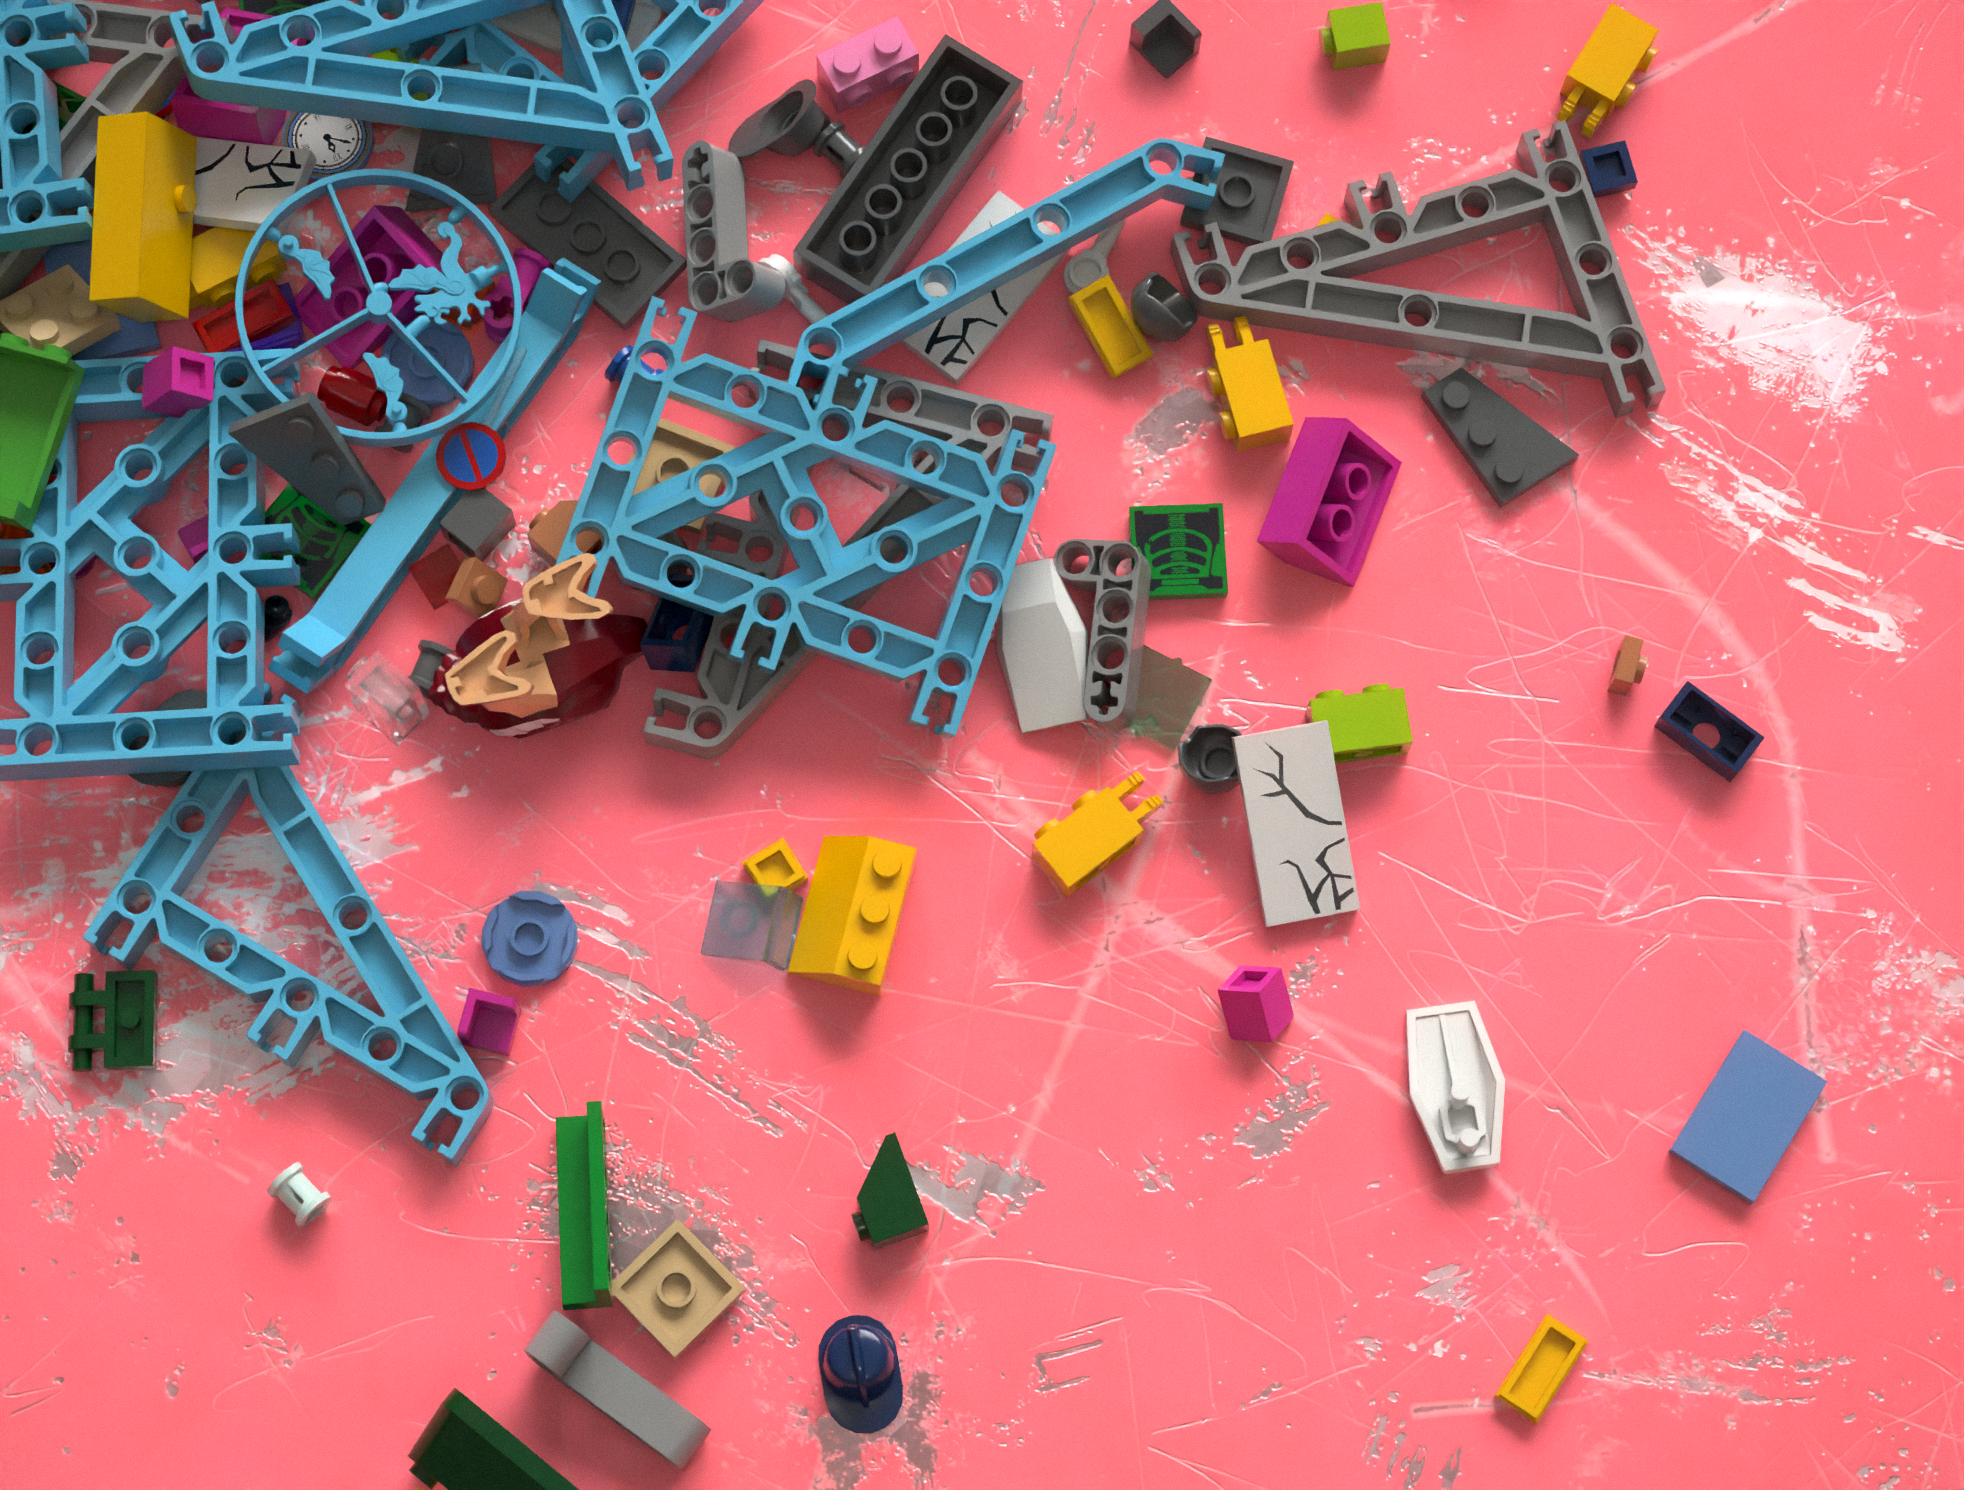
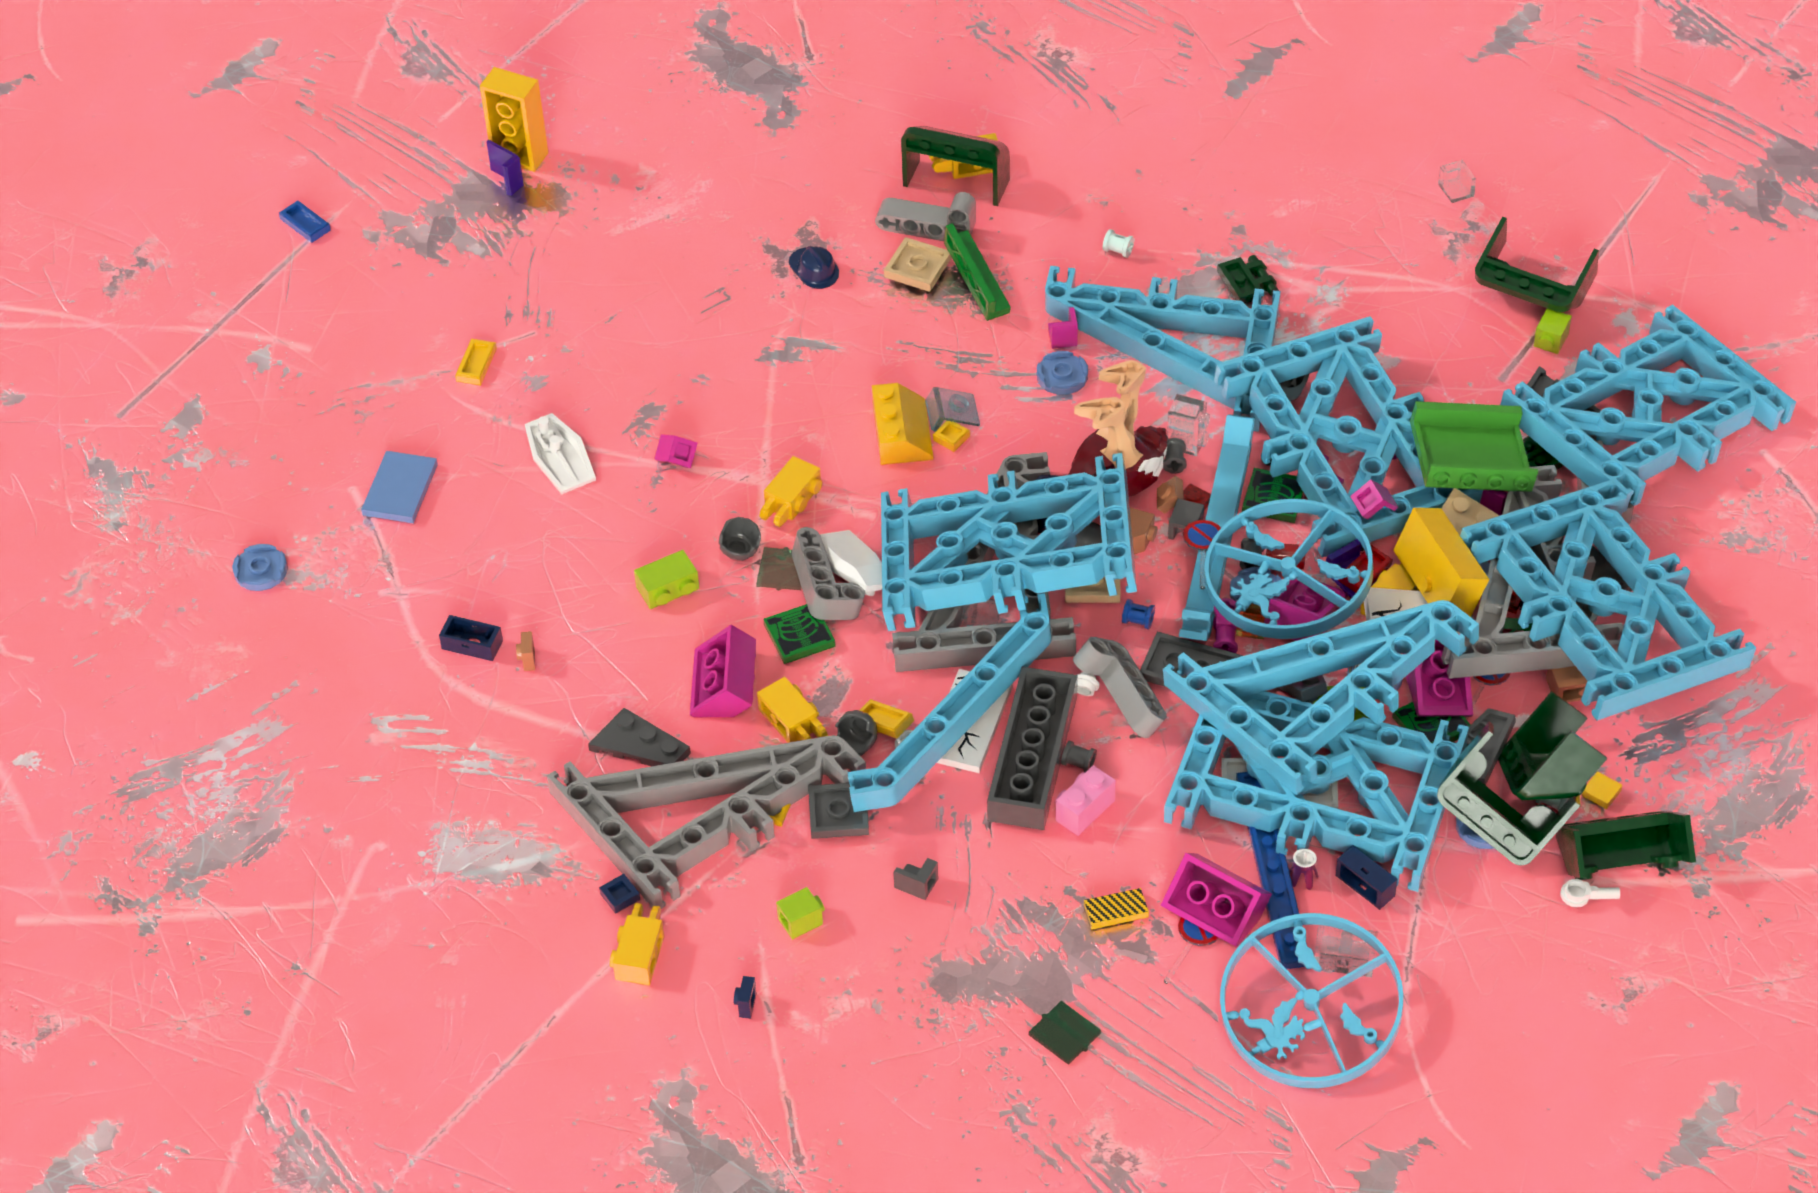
camera: 165 degrees right, 25 degrees down
(311, 455) = (1291, 489): dark grey wing -> none
(784, 125) = (1121, 752): dark grey piece -> none
(889, 1200) = (827, 322): dark green slope -> none
(1296, 823) = (684, 521): white tile -> none

